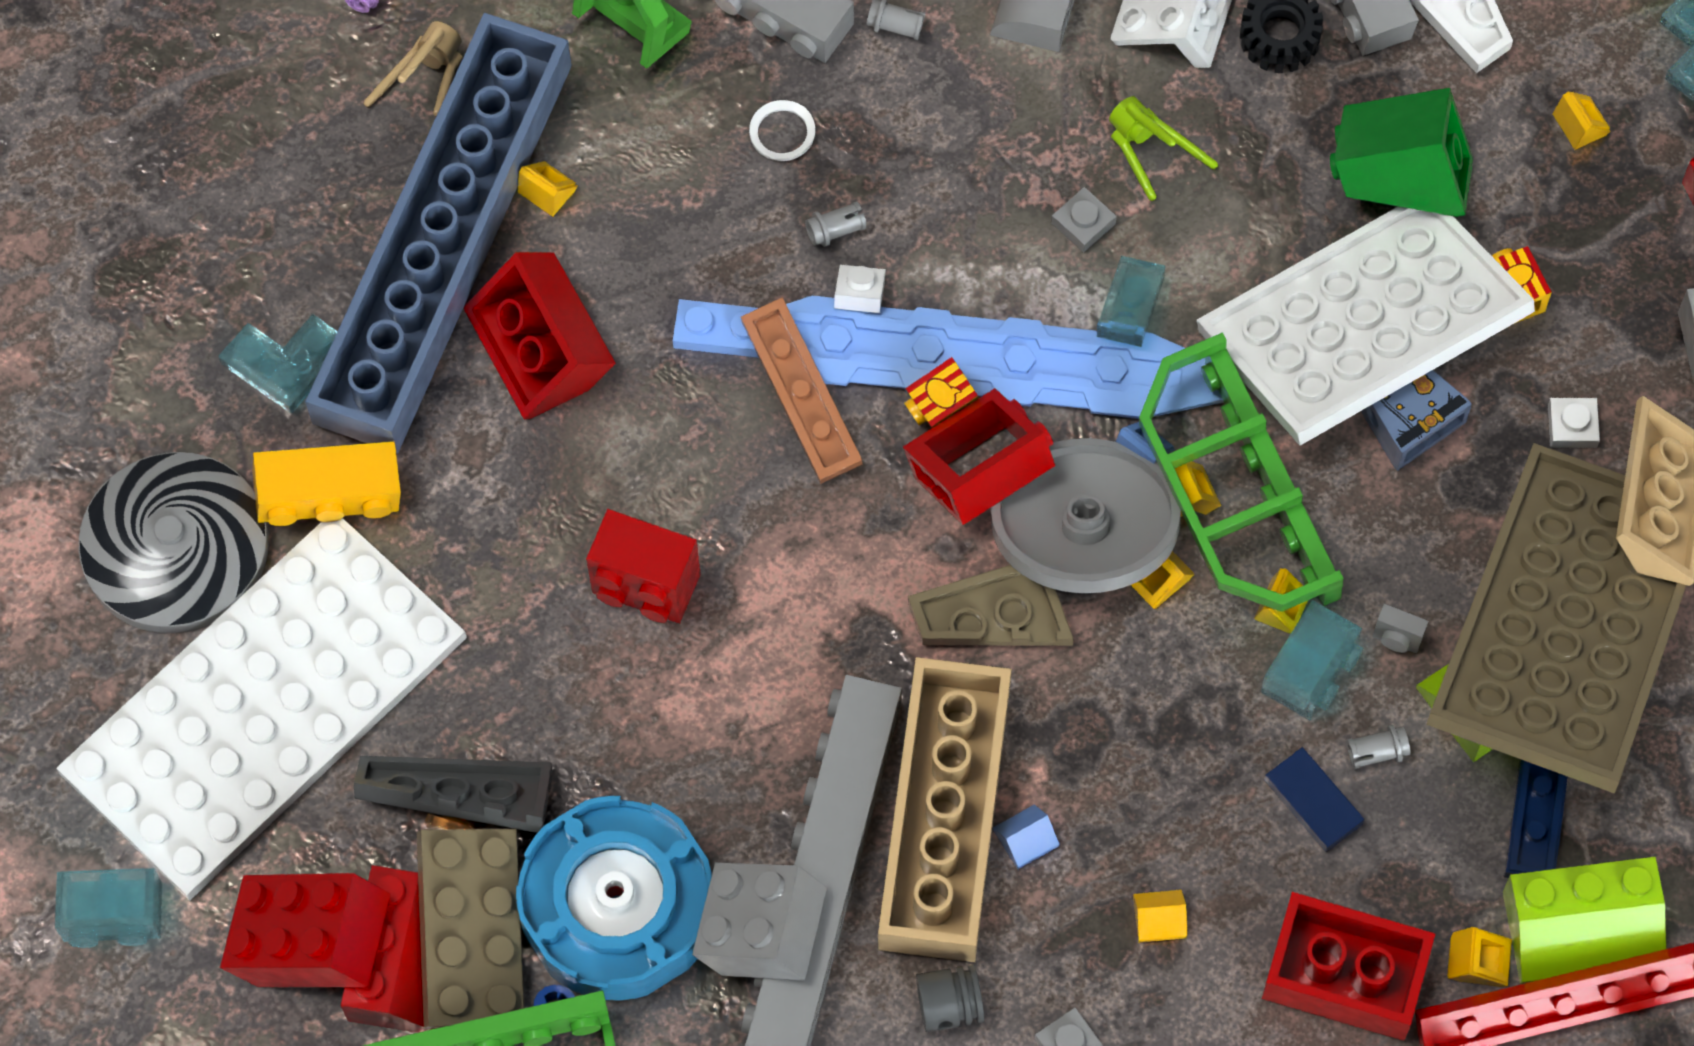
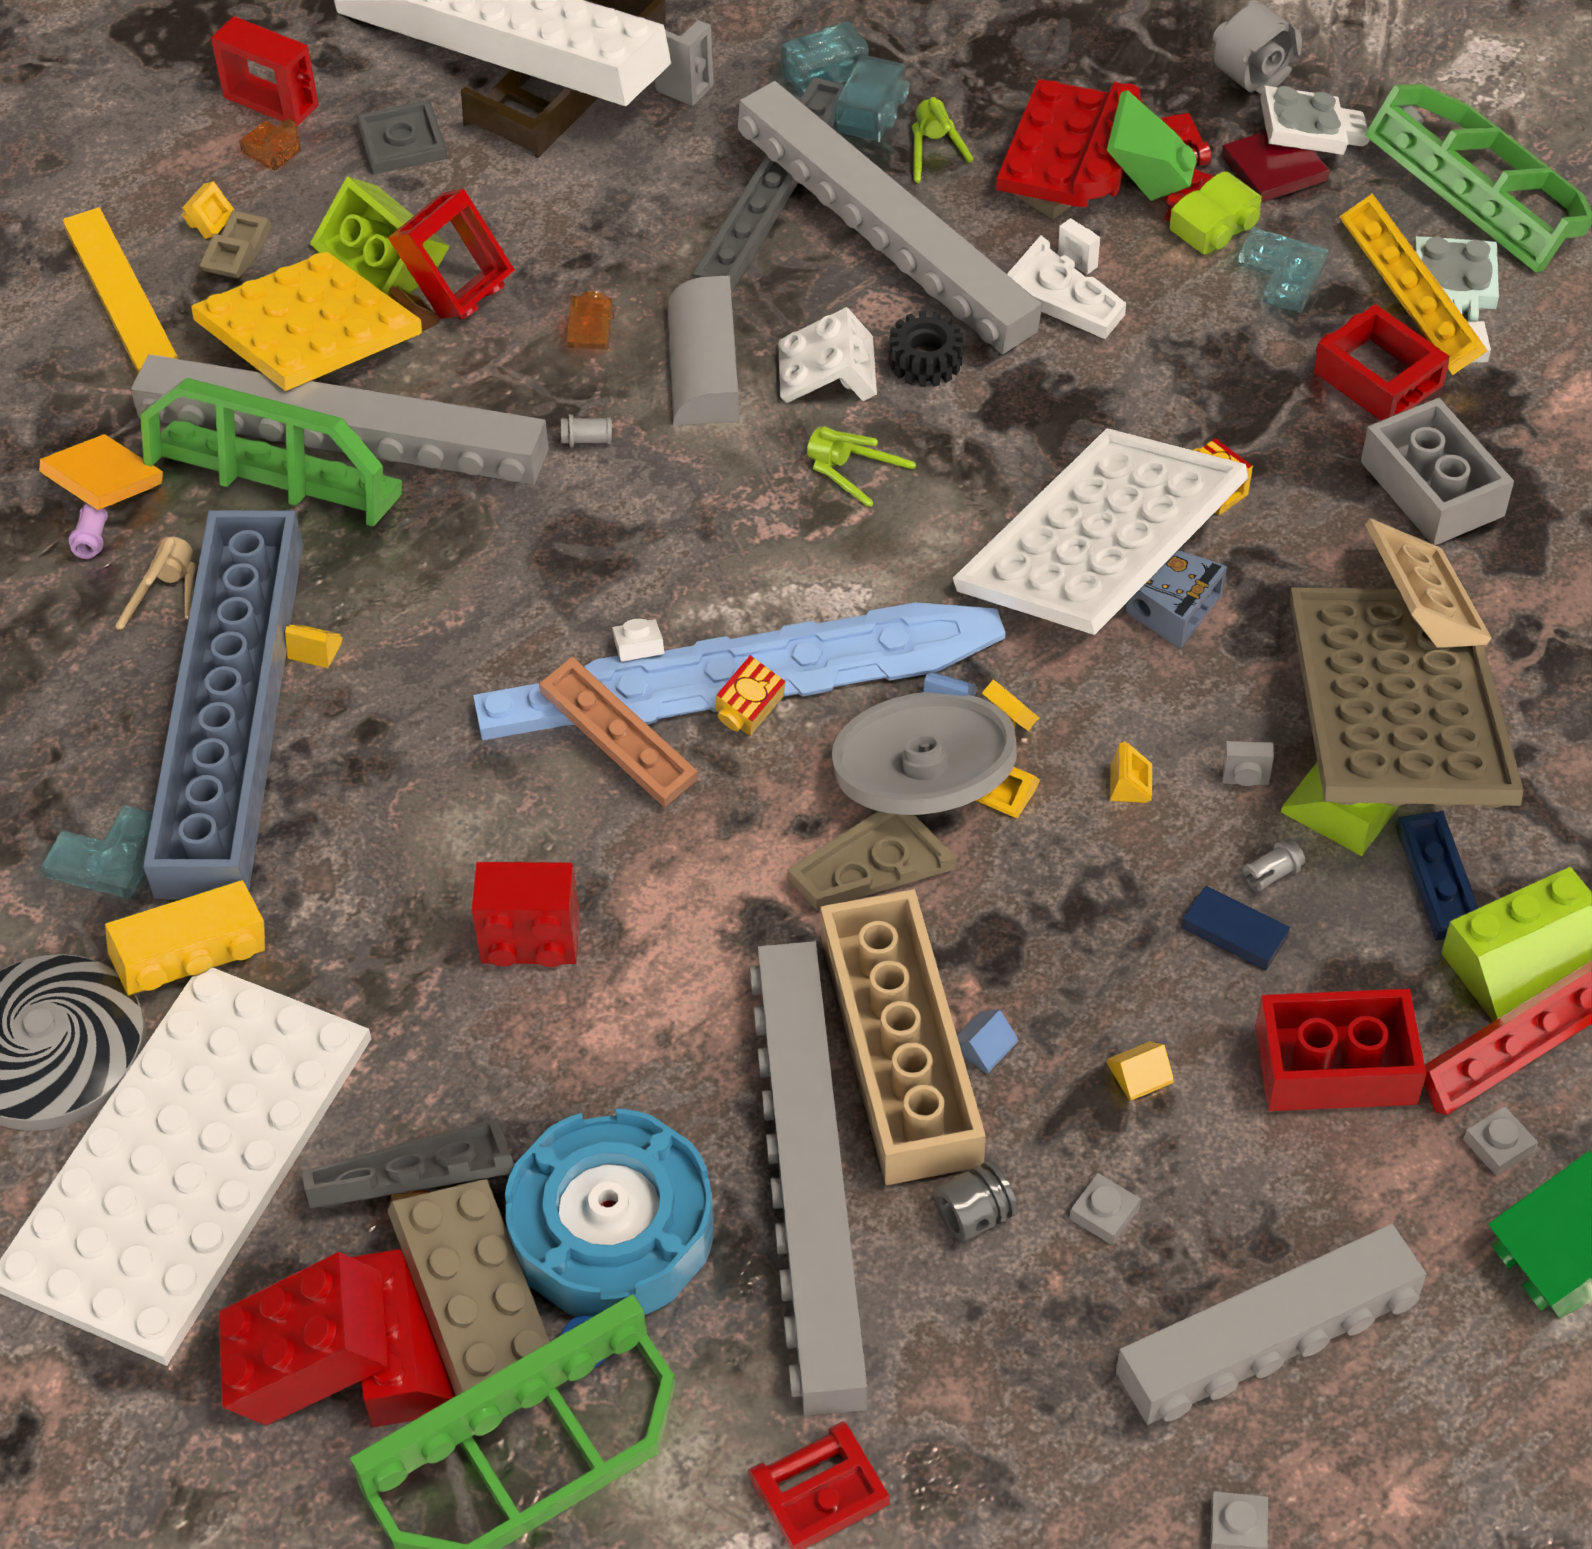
camera: 20 degrees left, 15 degrees down
(108, 906) = (82, 1392): clear light blue brick -> none
(538, 333) = (349, 758): red slope -> none
(759, 921) = (765, 1180): light grey brick -> none
(775, 106) = (516, 523): white piece -> none
(835, 224) = (587, 601): light grey pin -> none
(994, 478) = (768, 747): red window -> none
(1083, 219) = (817, 535): light grey plate -> none
(1131, 301) = (888, 579): clear light blue plate -> none
(1259, 455) = (1068, 665): bright green plate -> none
(1312, 660) = (1181, 811): clear light blue brick -> none
(1405, 153) = (1076, 399): green slope -> none
(1479, 957) = (1448, 1012): yellow slope -> none
(1573, 423) = (1315, 565): white plate -> none
(1580, 119) = (1207, 348): yellow slope -> none

